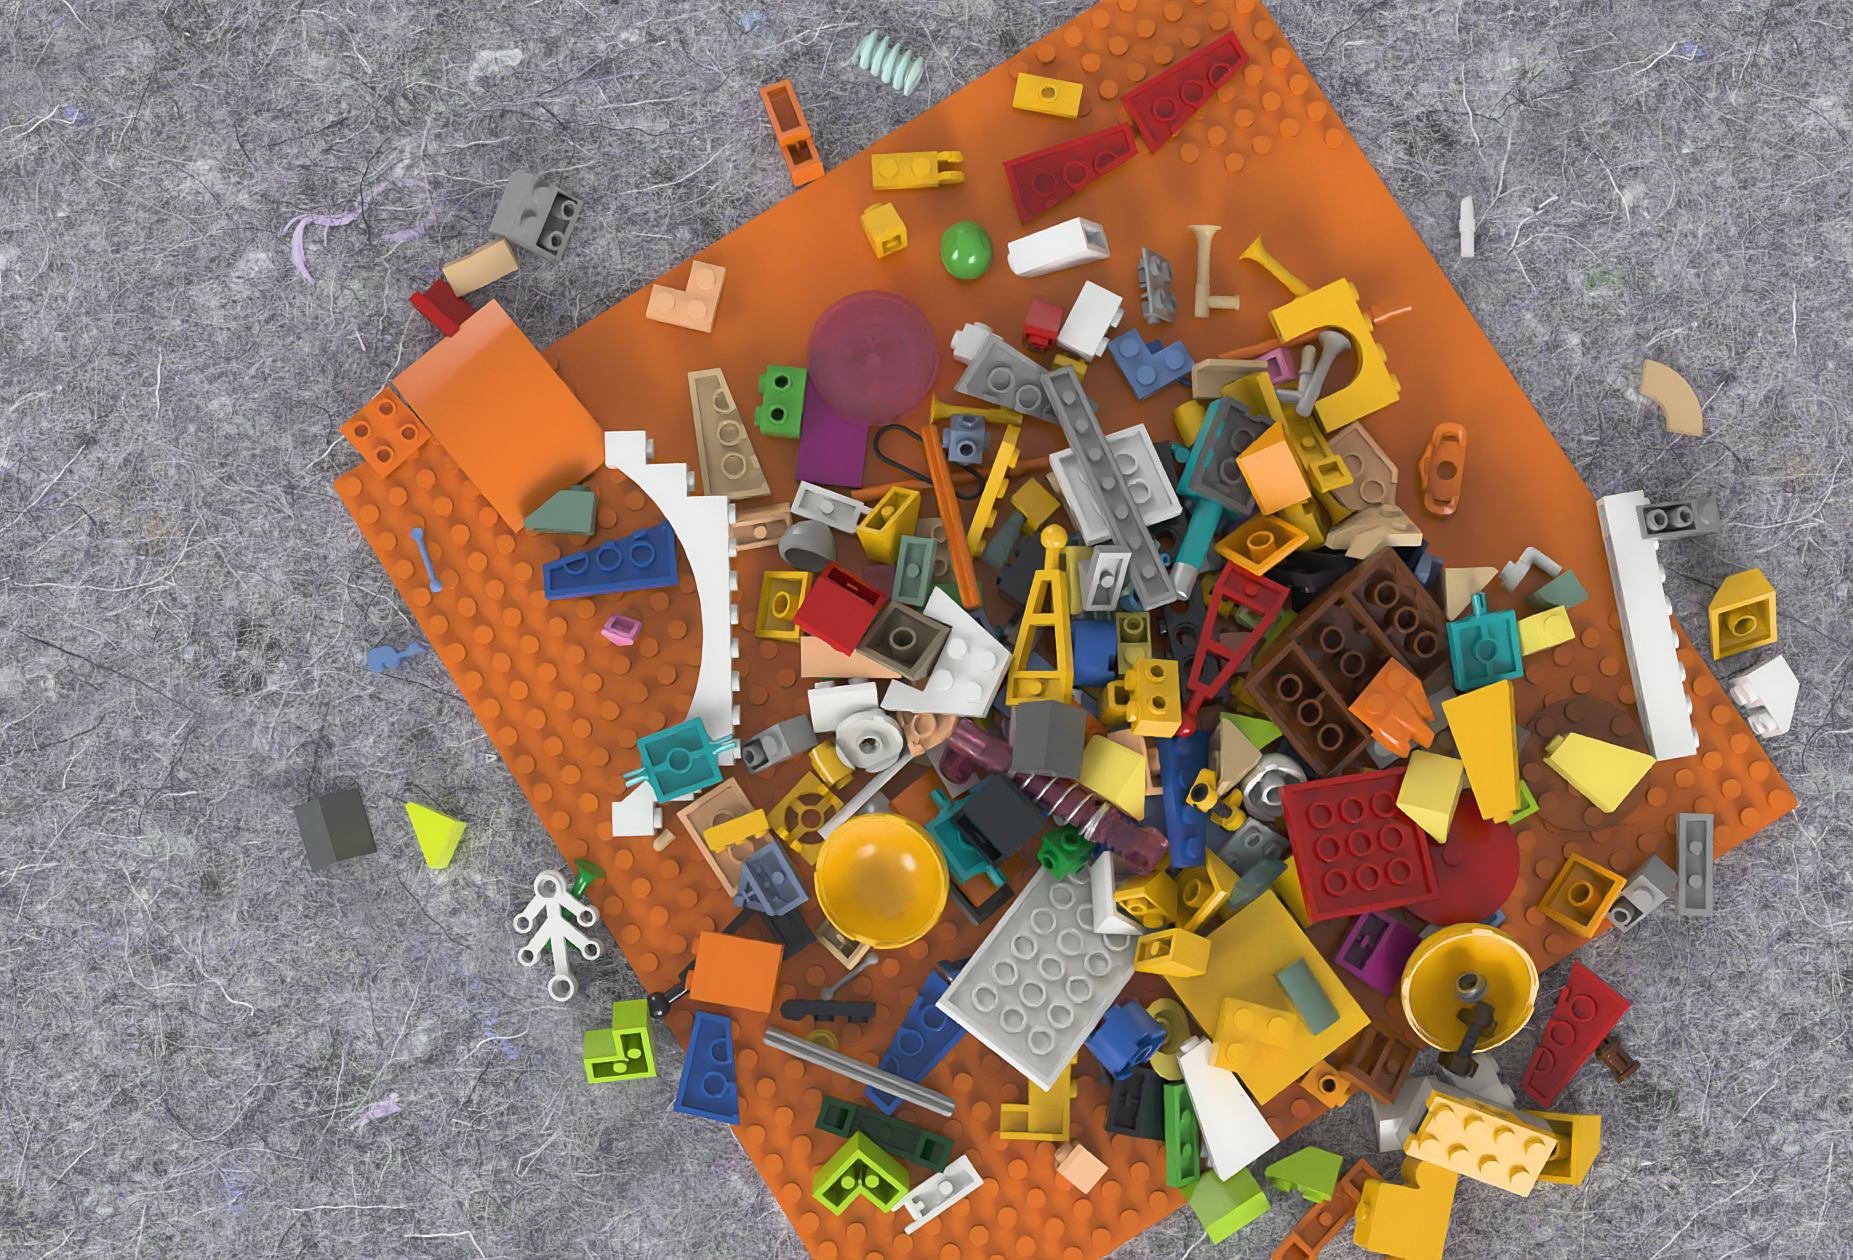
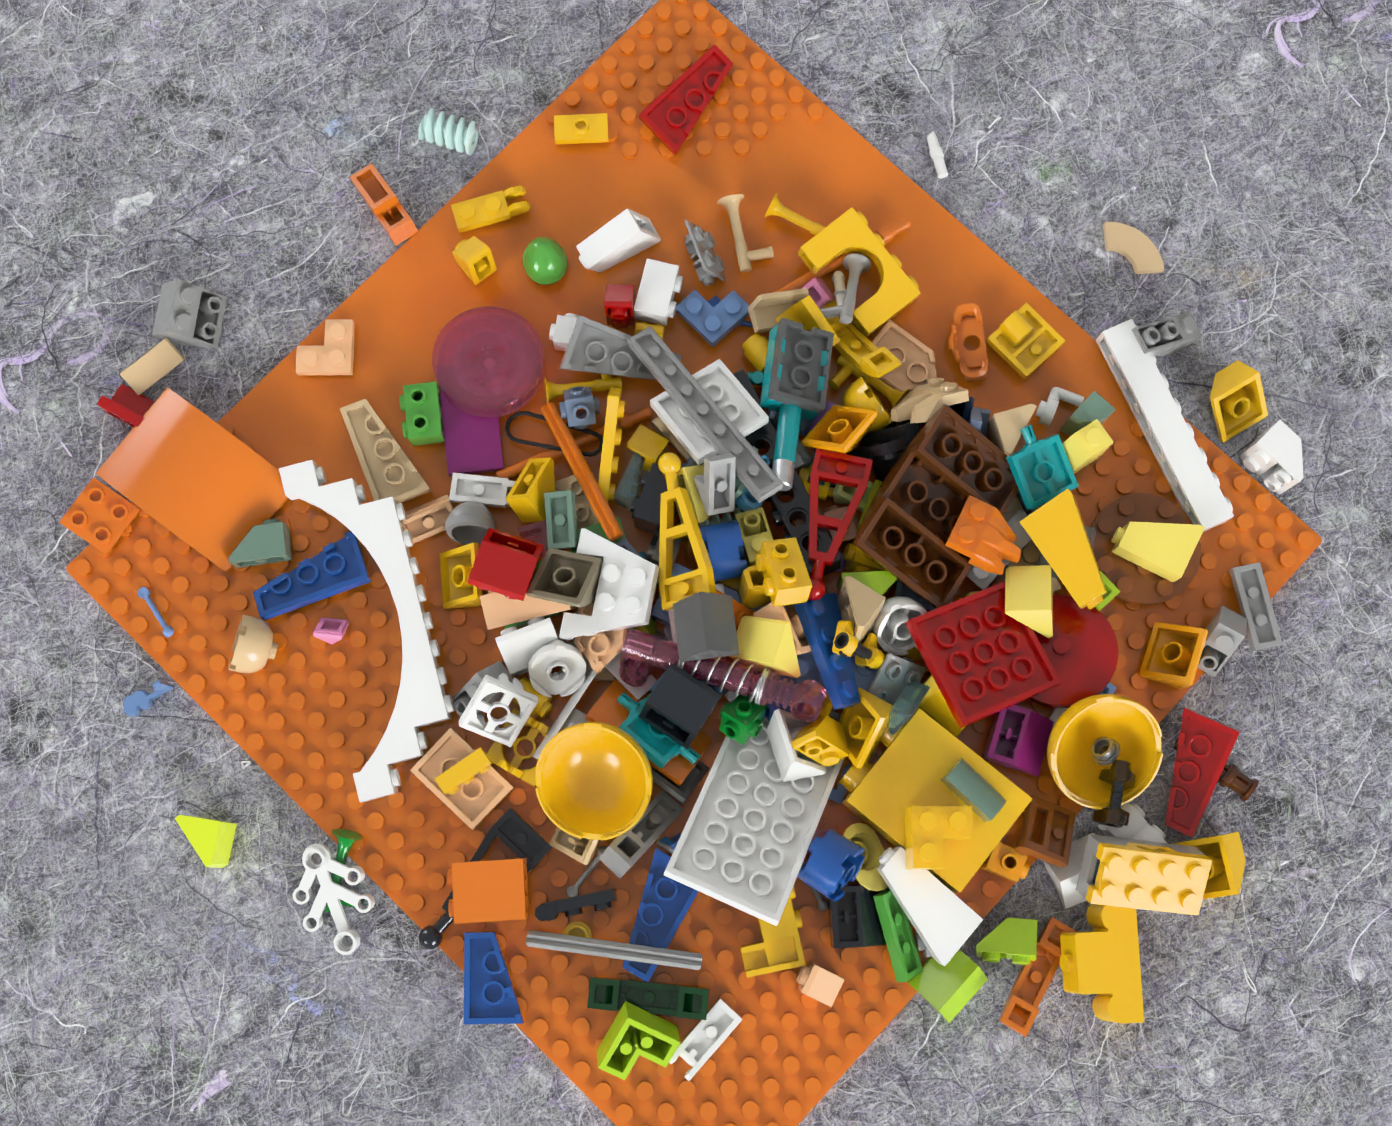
camera: 20 degrees left, 5 degrees down
(335, 829) = (124, 856): dark grey slope -> none
(528, 627) = (252, 645): none -> tan cylinder
(625, 1049) = (410, 982): lime brick -> none
(664, 839) = (405, 795): tan piece -> none
(679, 760) = (401, 723): teal plate -> none
(770, 882) = (502, 808): sand blue slope -> none
(815, 752) = (475, 722): none -> white piece
(905, 961) = (636, 841): none -> light grey slope
(1059, 171) = (606, 182): red wing -> none
(1172, 953) = (853, 781): yellow slope -> none
(1274, 471) = (835, 370): light orange slope -> none
(1510, 483) = (1025, 340): none -> yellow plate

